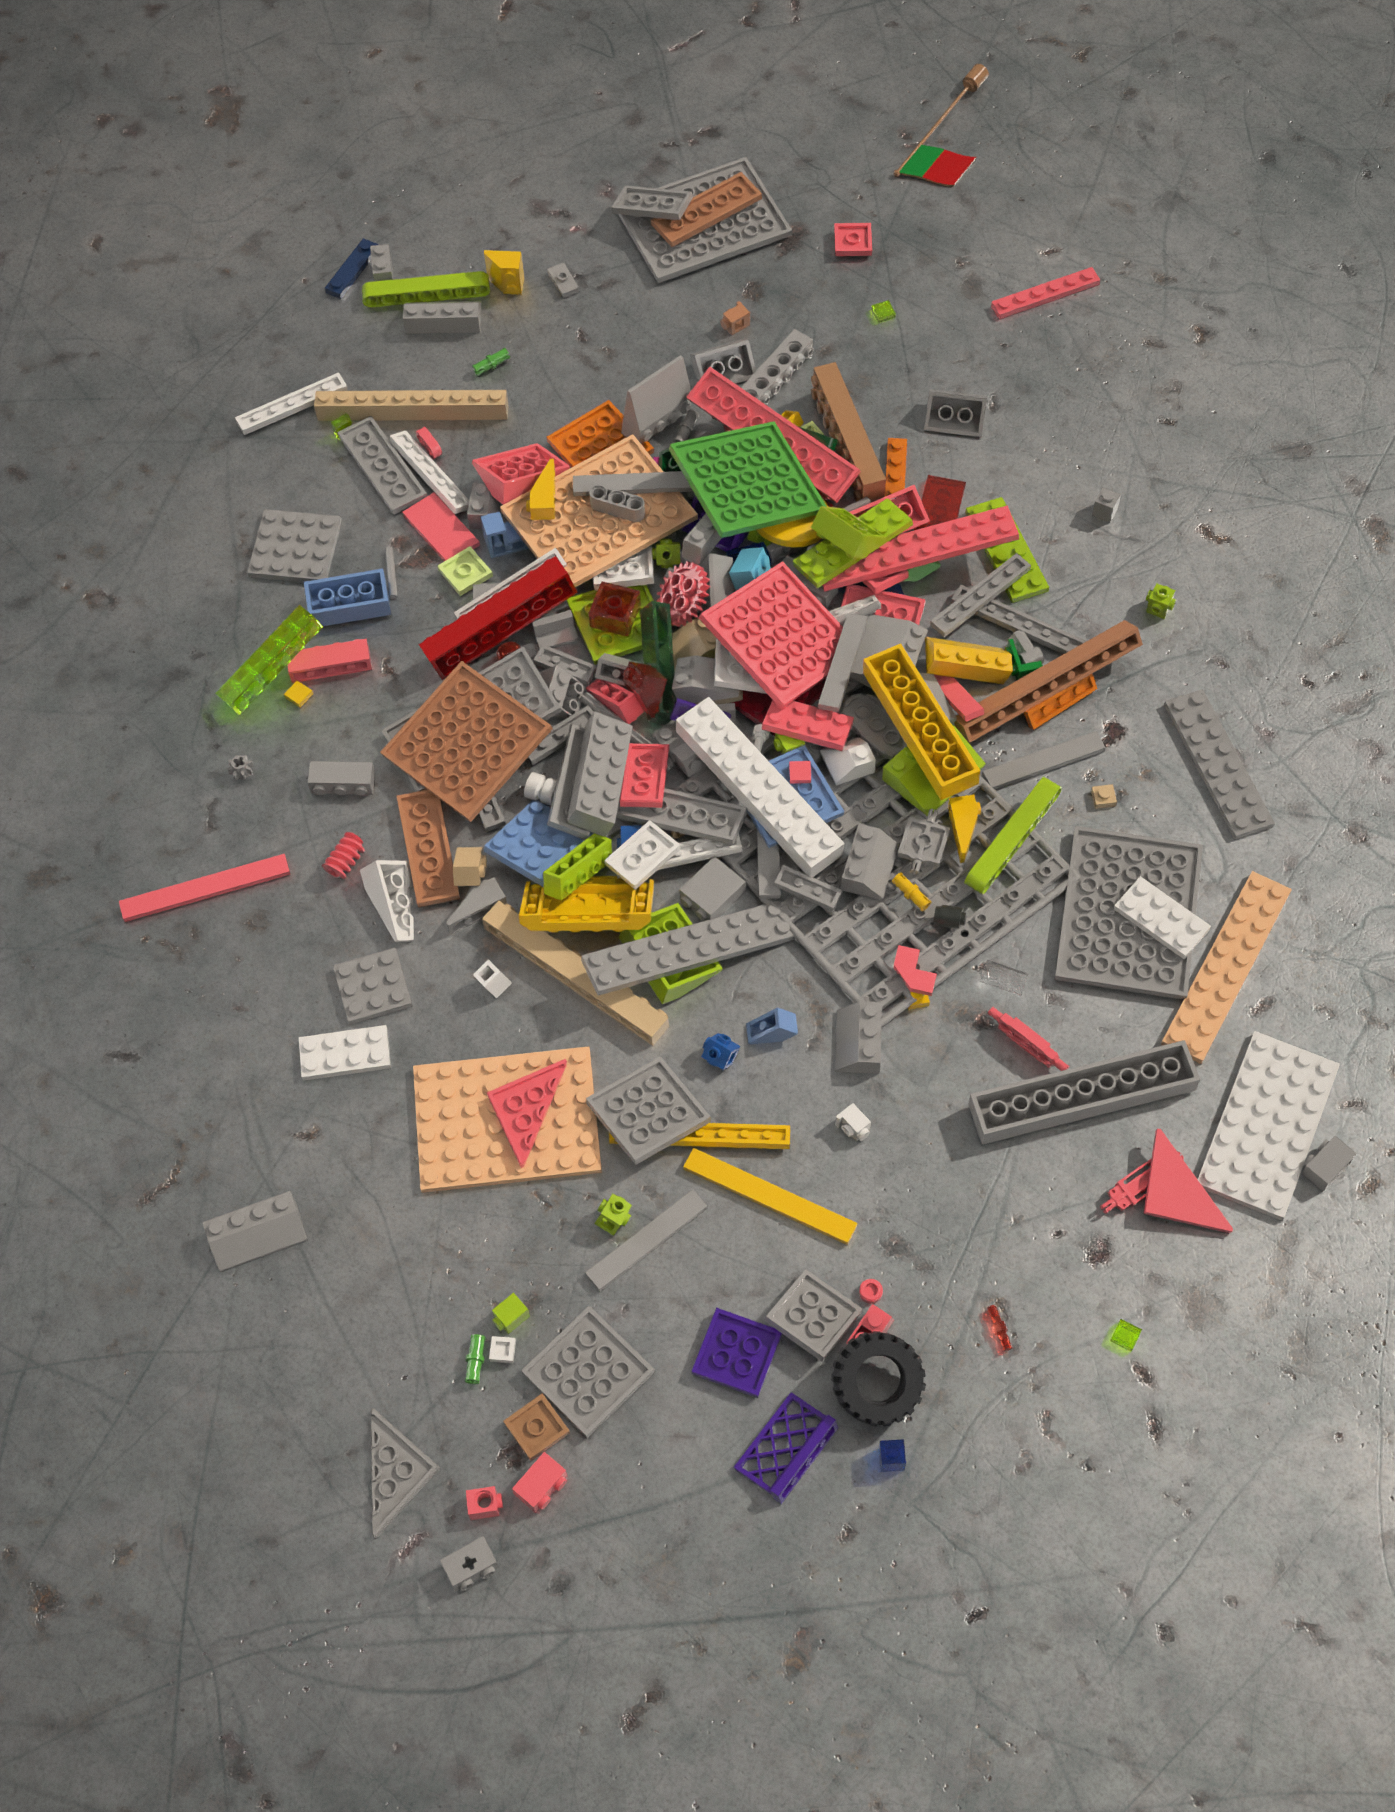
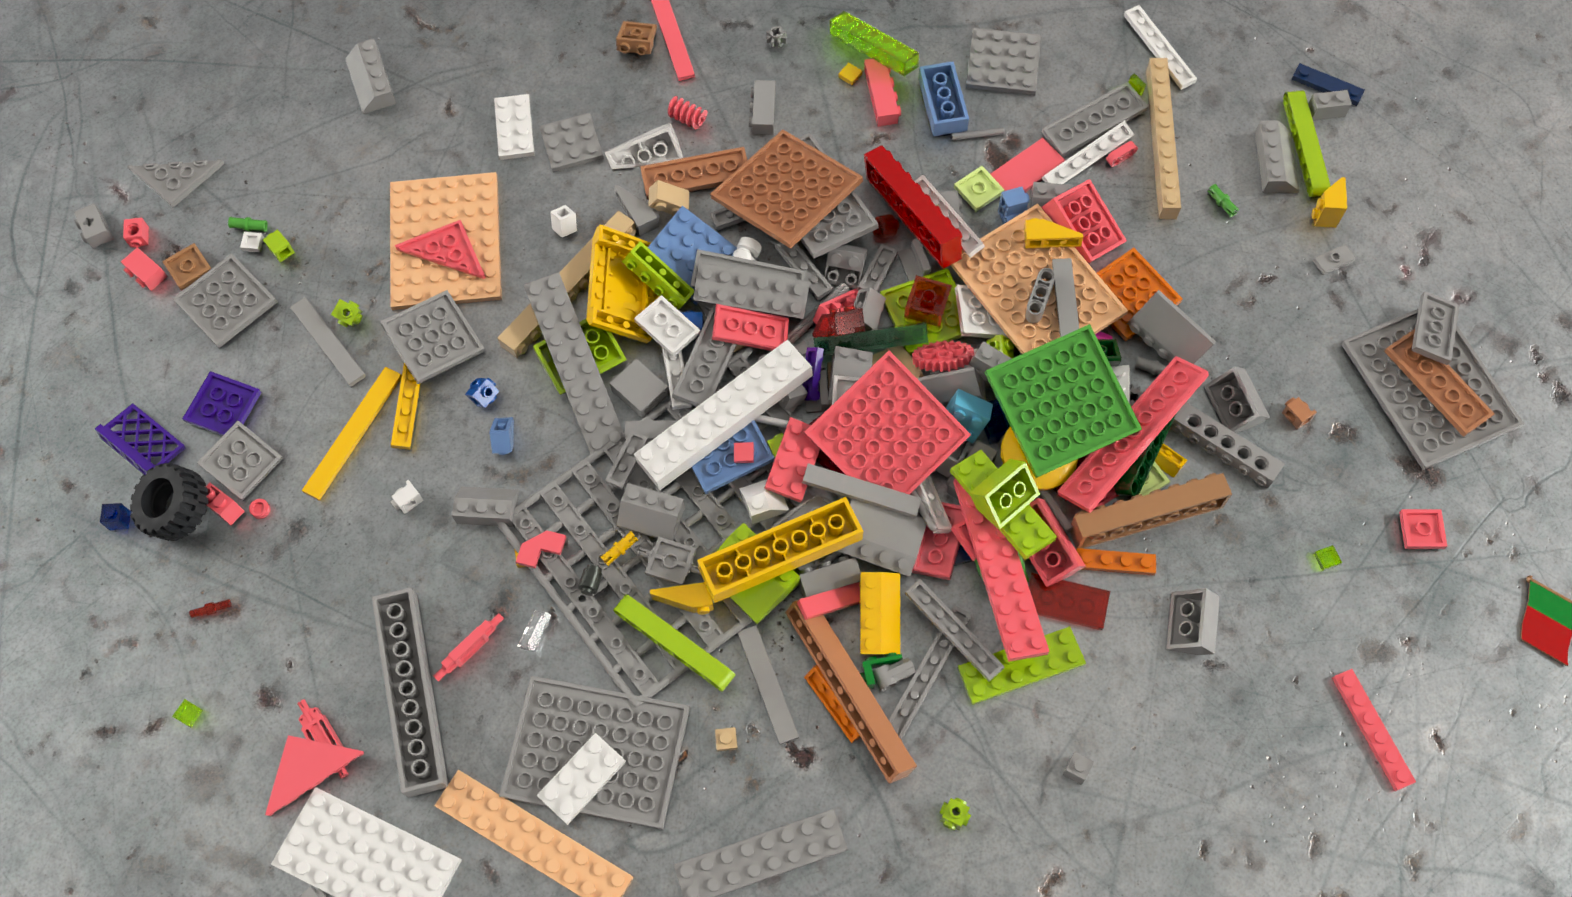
camera: 90 degrees right, 5 degrees up
(226, 917) = (636, 37): none -> medium nougat plate

